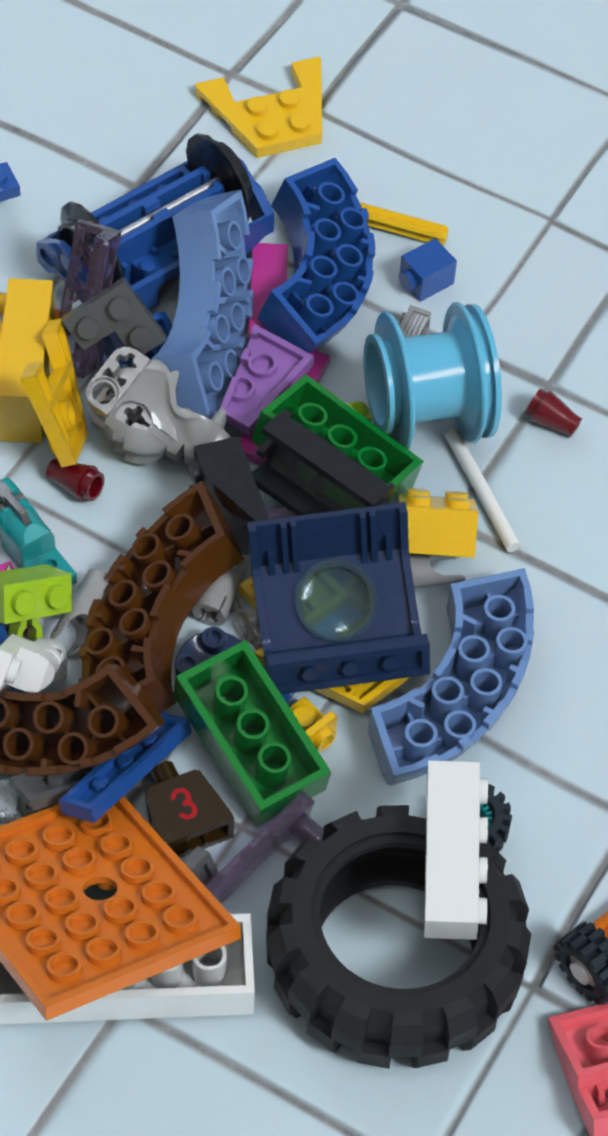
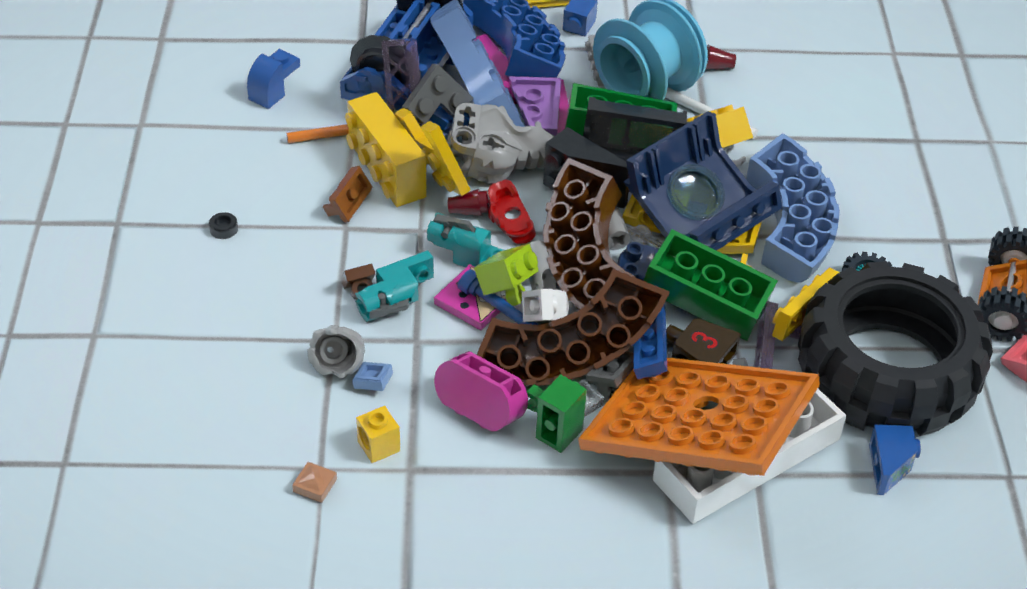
camera: 30 degrees left, 10 degrees down
(122, 491) = (502, 199): none -> red piece
(290, 1071) = (892, 454): none -> blue slope
(295, 827) = (792, 315): none -> yellow plate
(452, 850) = (906, 272): white brick -> none

